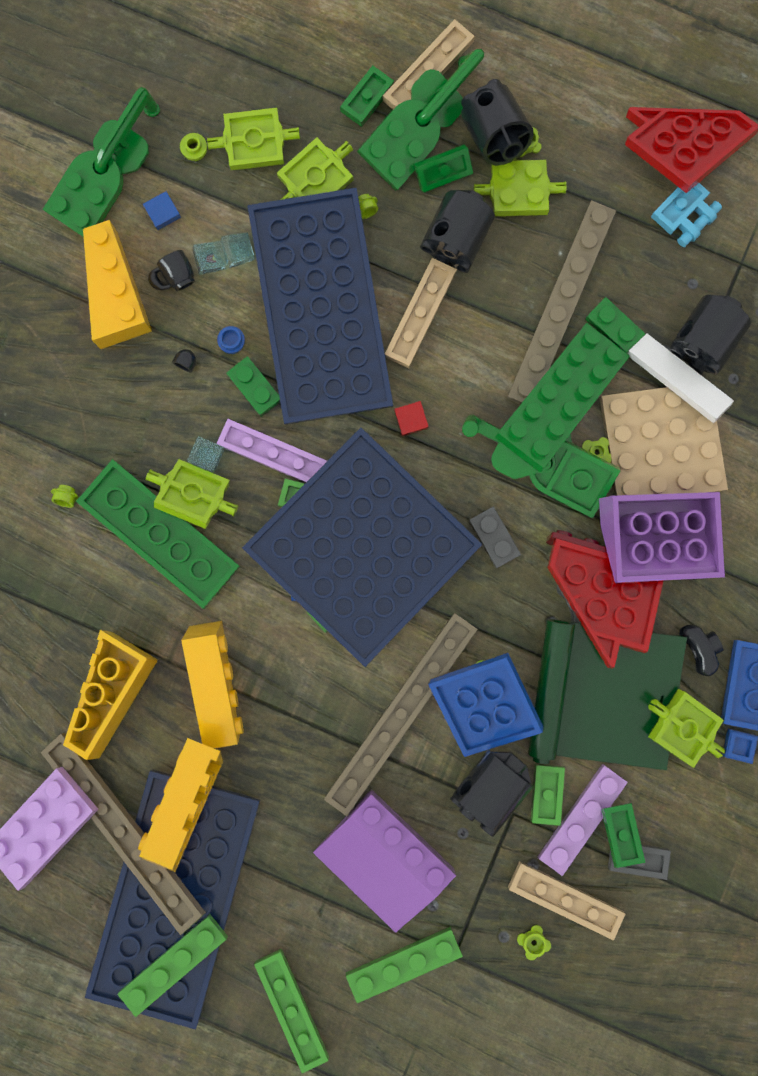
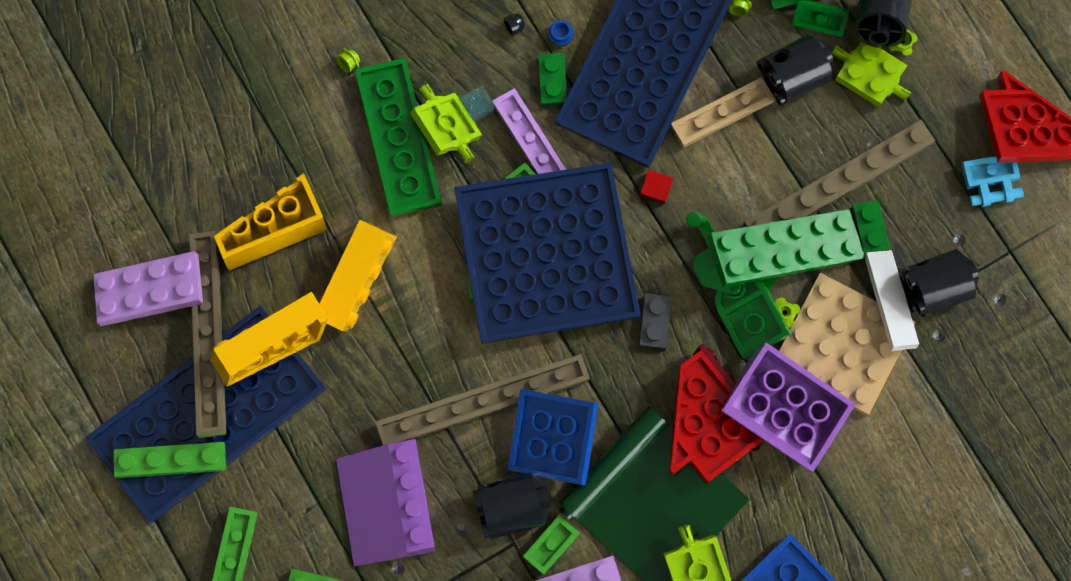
camera: 35 degrees right, 10 degrees down
(703, 647) = (759, 521): black piece -> none

